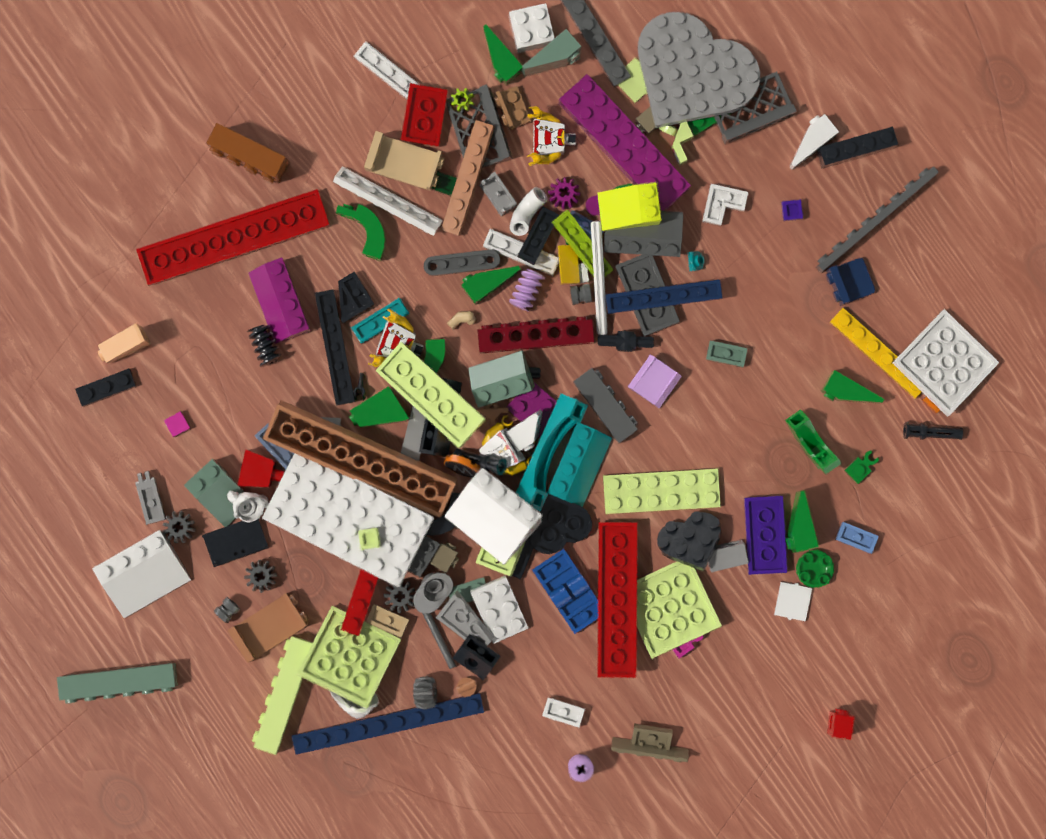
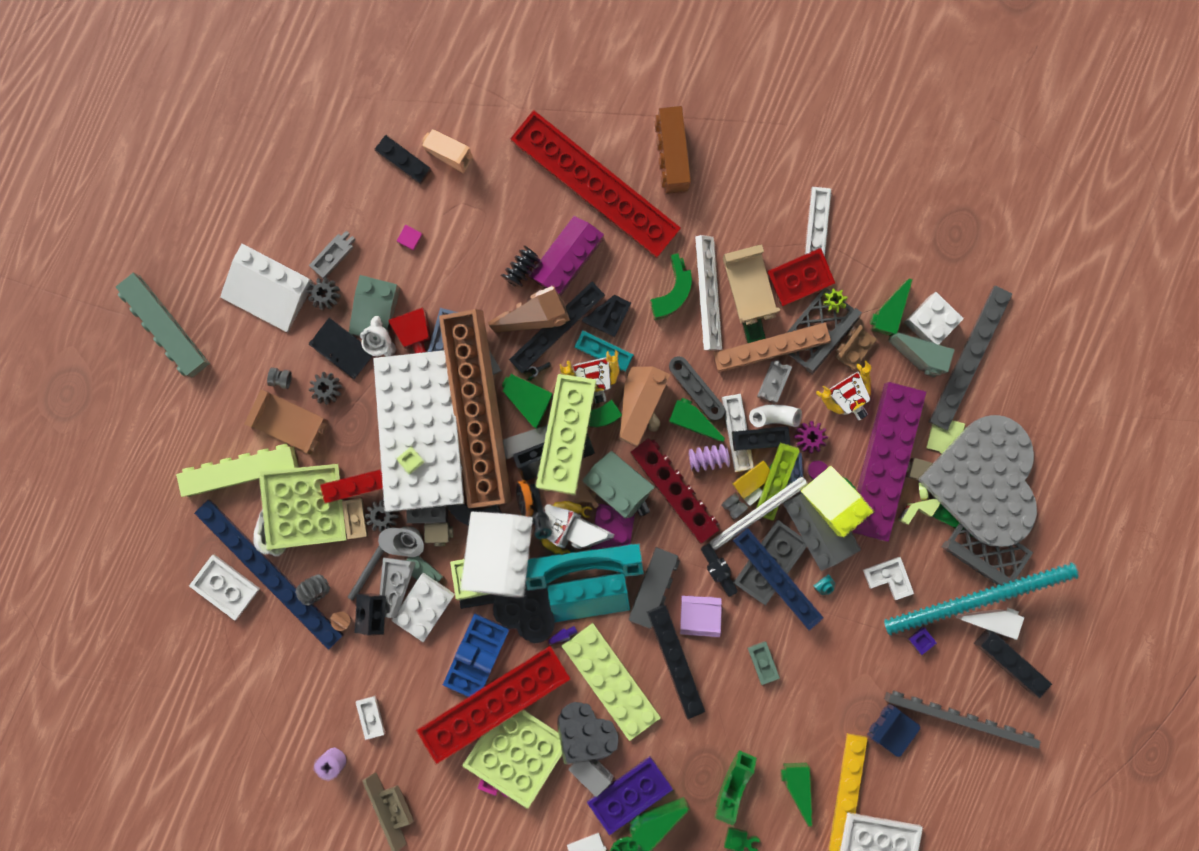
camera: 60 degrees right, 0 degrees up
(314, 350) = (542, 311): none -> nougat wedge
(375, 767) = (224, 587): none -> white plate
(438, 312) = (640, 399): none -> nougat wedge
(597, 507) = (563, 635): none -> dark purple bar
(678, 425) = (675, 661): none -> black plate
(786, 140) = (982, 598): none -> teal piece

